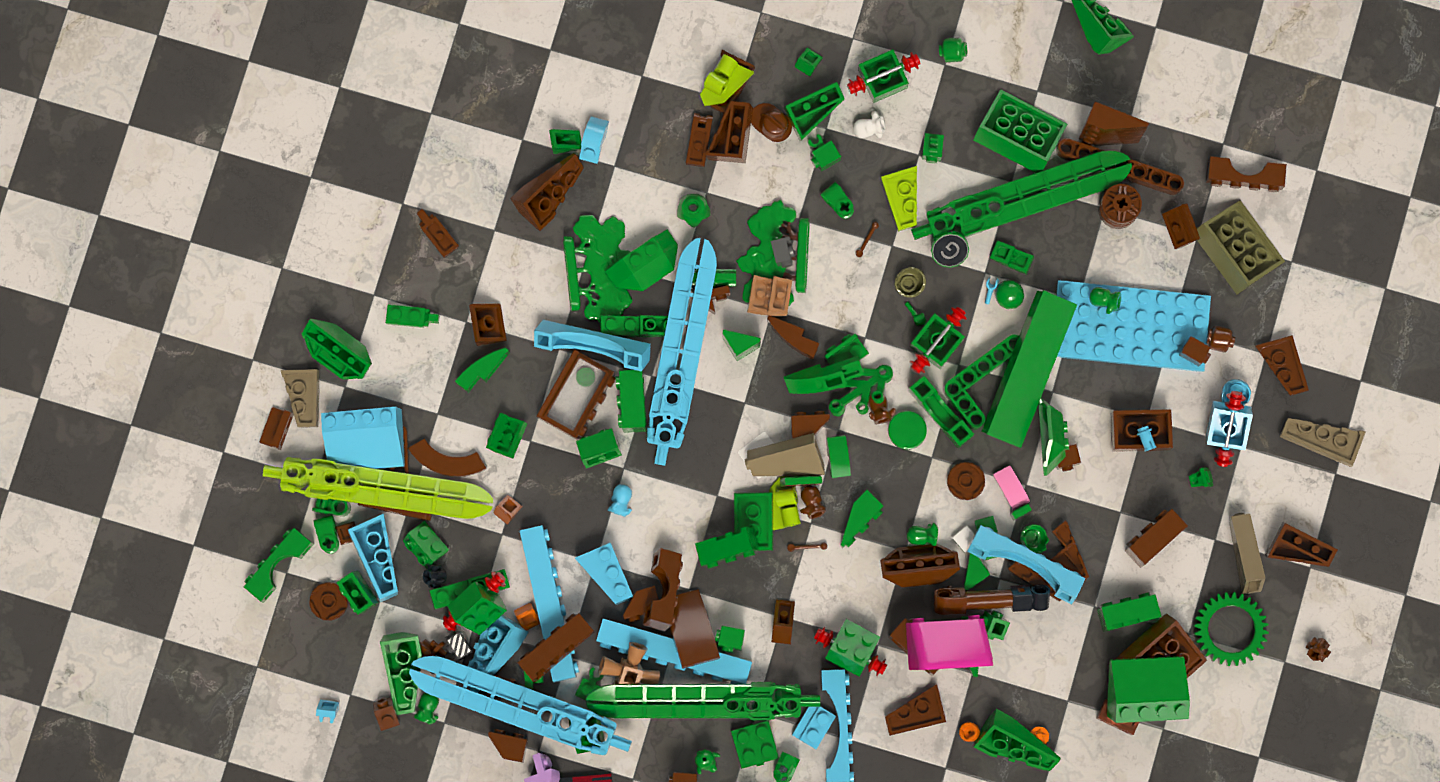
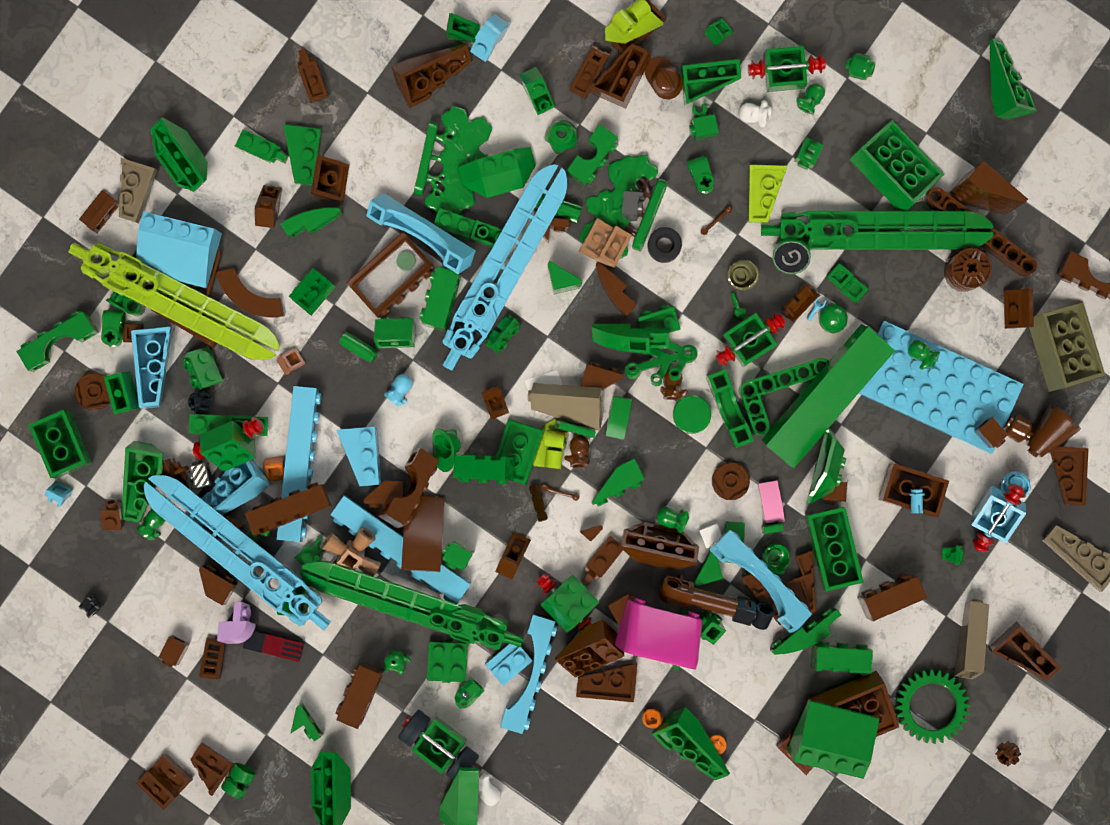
camera: 15 degrees right, 5 degrees up
(314, 661) = (60, 444): none -> green brick
(437, 369) = (268, 206): none -> reddish brown slope
(453, 307) = (303, 149): none -> green wing
(568, 473) = (358, 347): none -> green piece
(655, 174) = (536, 90): none -> green slope
(683, 540) = (445, 446): none -> green piece
(699, 423) = (498, 341): none -> green hinge
(716, 481) = (495, 402): none -> reddish brown bracket
(726, 234) = (584, 170): none -> green arch
(790, 563) = (538, 503): none -> dark brown axle
(817, 287) = (673, 236): none -> black tyre
(850, 574) = (591, 533): none -> reddish brown slope
(870, 597) = (602, 560): none -> reddish brown hinge
(887, 685) = (590, 649): none -> reddish brown slope
(918, 93) = (812, 97): none -> green animal
(971, 296) = (798, 306): none -> reddish brown hinge
(1083, 607) = (803, 639): none -> green slope
(1085, 511) = (834, 549): none -> green brick
(1251, 331) = (1051, 432): none -> reddish brown cone

